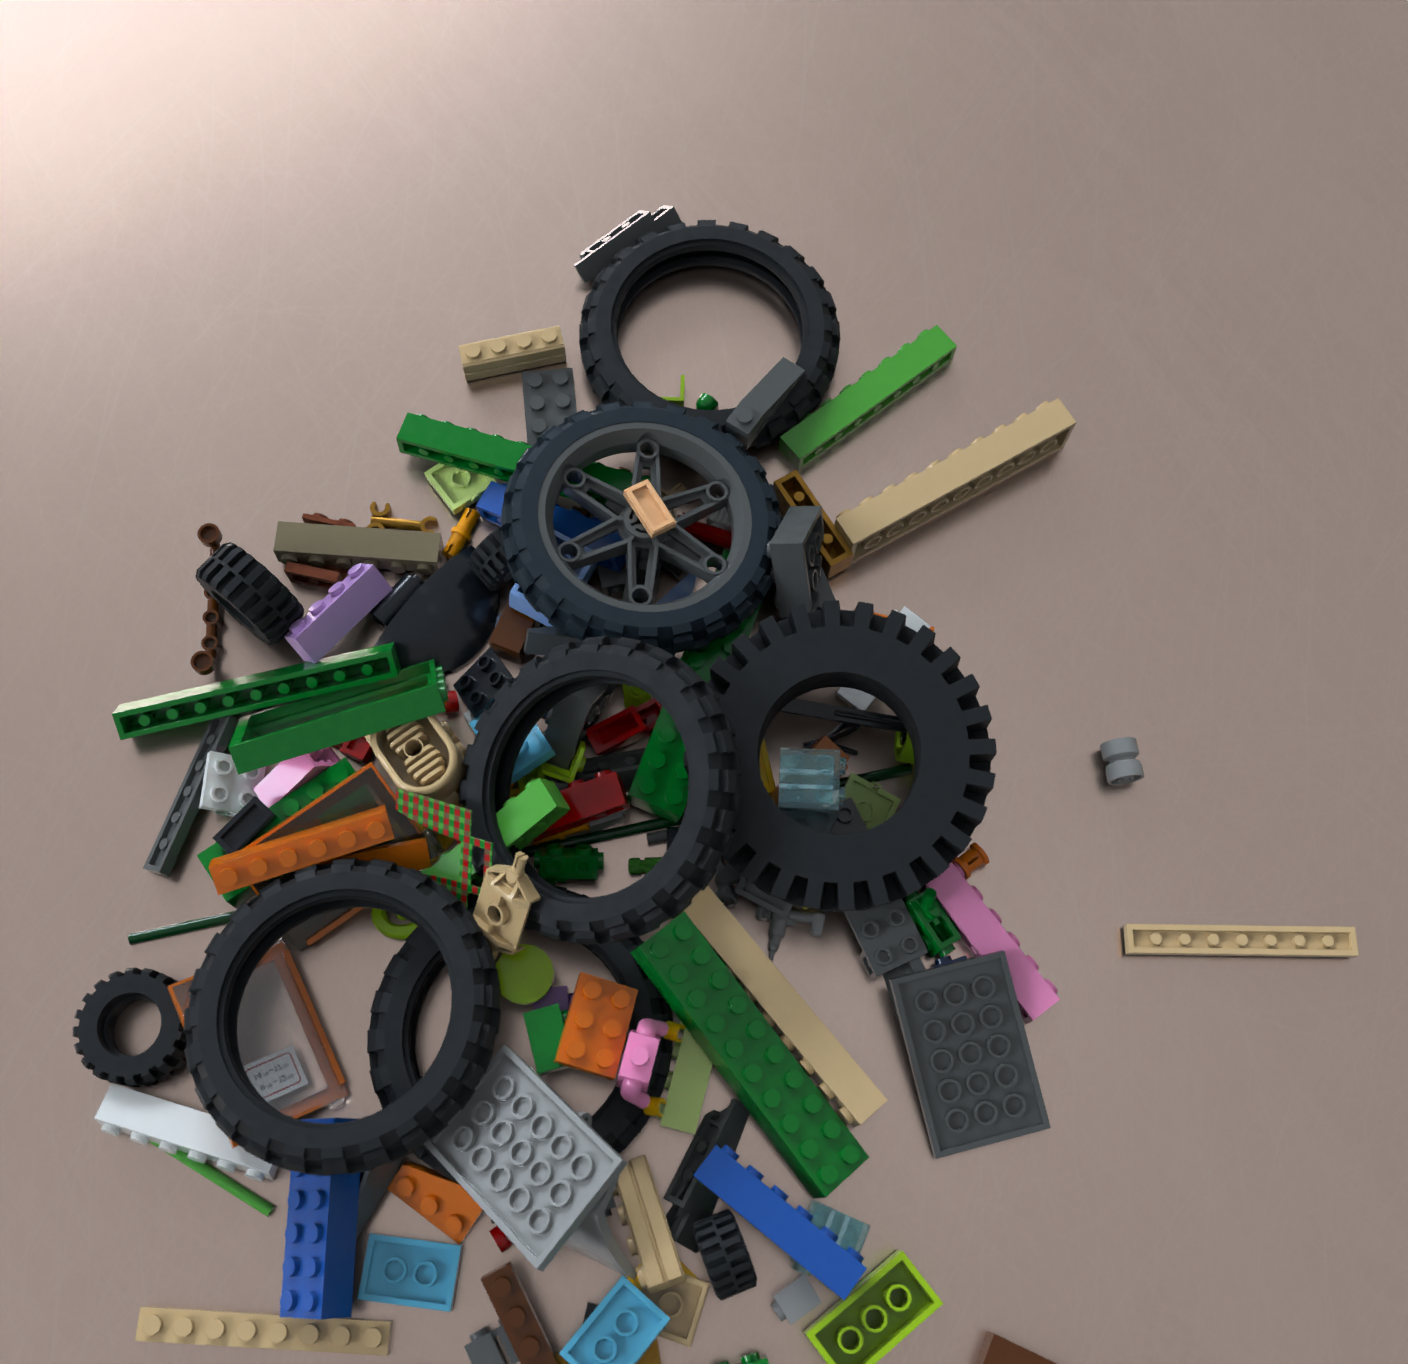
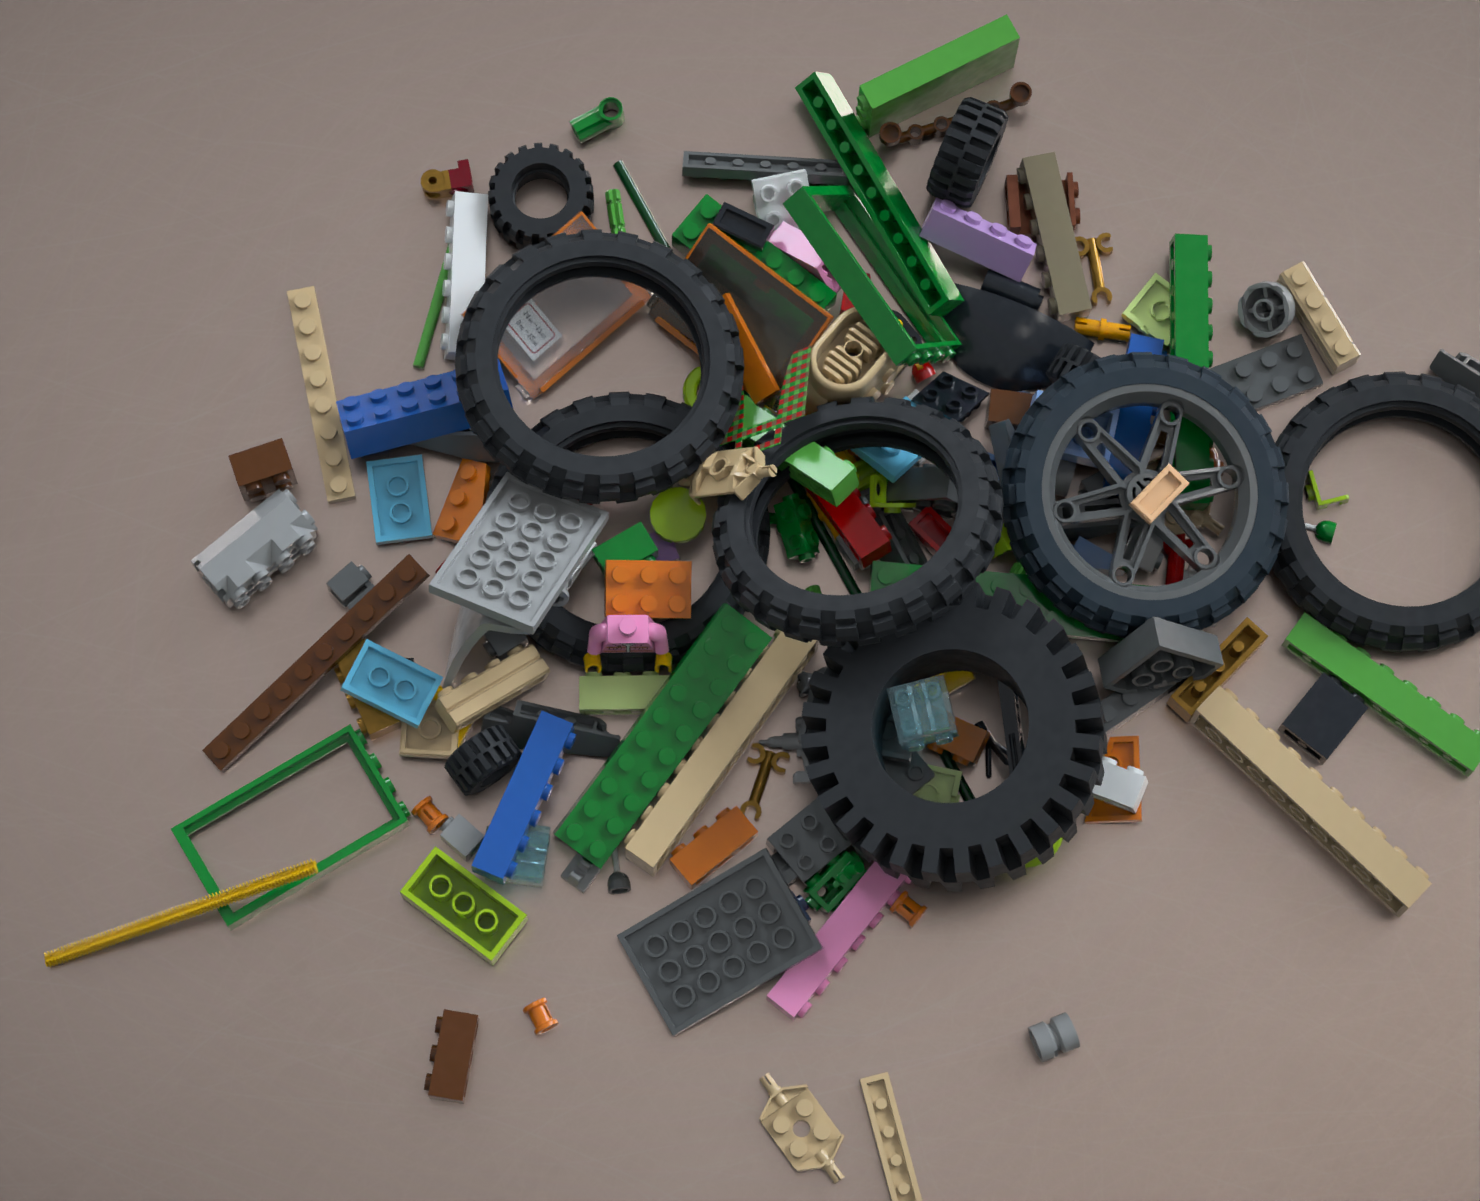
camera: 75 degrees right, 5 degrees up
(76, 949) = (595, 122): none -> green piece
(81, 1124) = (445, 183): none -> leg
(161, 601) = (937, 75): none -> bright green brick
(179, 955) = (615, 211): none -> bright green axle
(301, 849) = (734, 283): orange brick -> none
(491, 388) = (1266, 308): none -> light grey cylinder
(762, 1329) = (434, 822): none -> orange bush
(763, 401) = (1328, 580): dark grey slope -> none
(791, 956) = (767, 760): none -> pearl gold bar
(862, 1181) = (580, 873): none -> light grey tile
(867, 1033) = (712, 846): none -> orange brick
(877, 451) = (1323, 717): none -> black panel
(877, 1141) = (618, 881): none -> dark grey hinge
(1003, 1263) = (540, 1016): none -> orange bush
(1188, 1018) = (798, 1104): none -> tan plate

